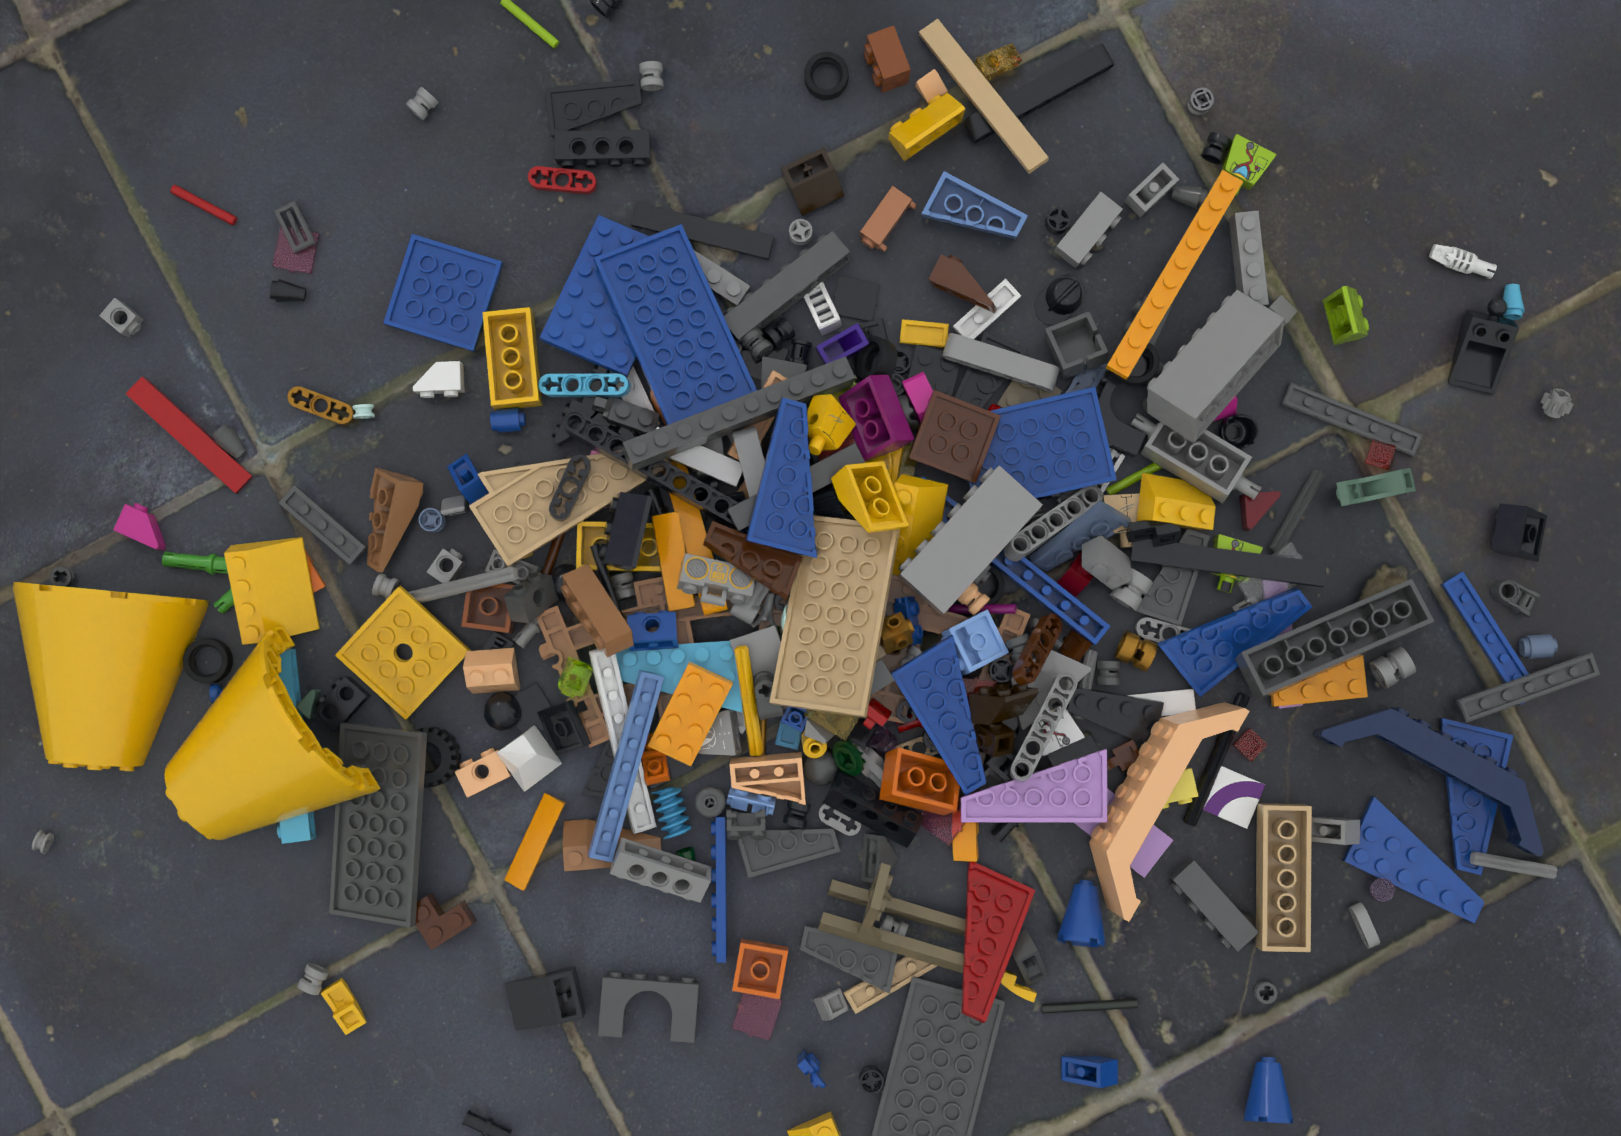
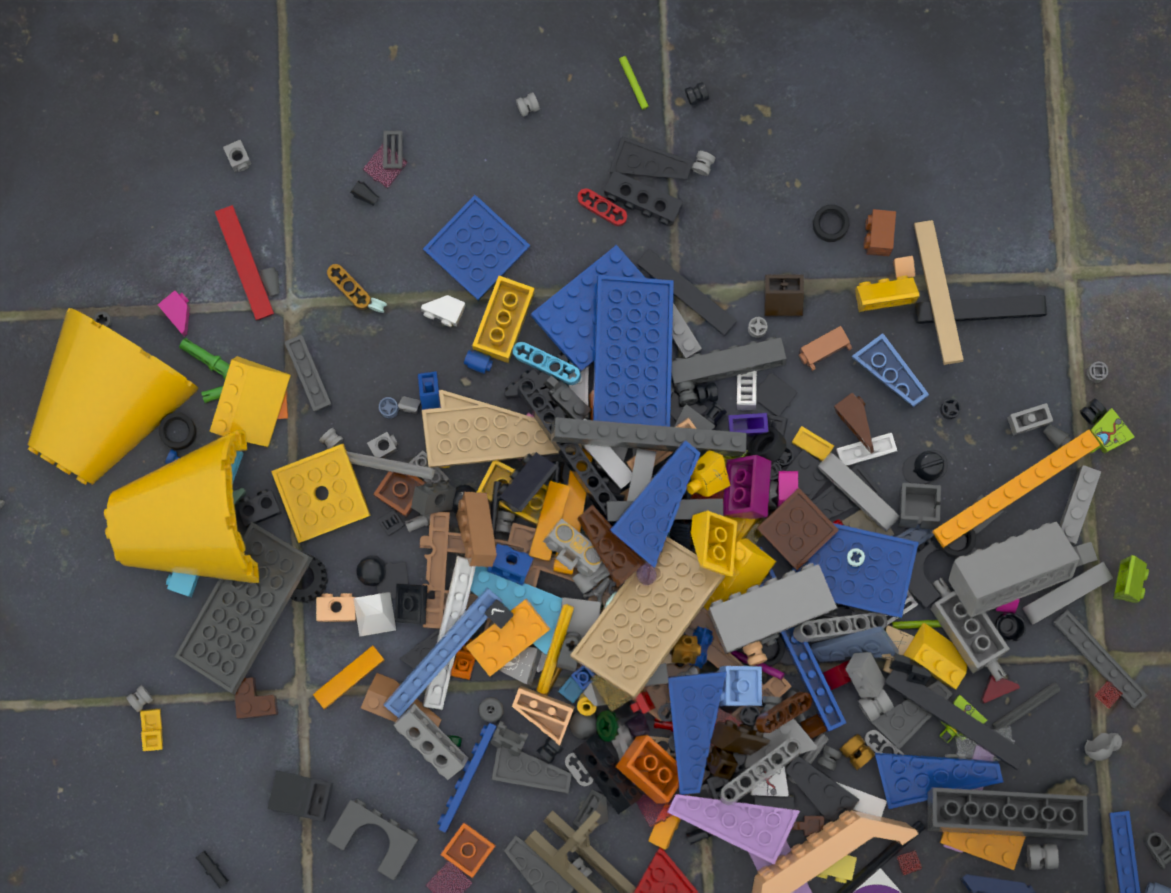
camera: 30 degrees right, 5 degrees down
(204, 205) = (334, 101): red bar -> none
(395, 503) = (367, 383): medium nougat wedge -> none
(491, 671) = (378, 537): light nougat slope -> none
(552, 555) = (463, 474): reddish brown bar -> none
(565, 478) = (508, 419): black beam -> none
(578, 686) = (436, 578): clear neon green brick -> none
(667, 693) = (499, 613): none -> black slope
(672, 811) = (459, 703): dark azure piece -> none
(740, 799) = (513, 719): light blue hinge -> none
(811, 569) = (646, 574): none -> clear purple tile
(998, 61) = (961, 272): clear yellow leg -> none
(1041, 437) = (850, 555): none -> light aqua bush
(1089, 230) = (970, 427): light grey brick -> none
(1283, 363) = (1067, 593): none -> light grey beam
(1375, 487) = (1091, 716): sand green arch -> none
(1401, 514) = (1103, 746): none -> light grey hair

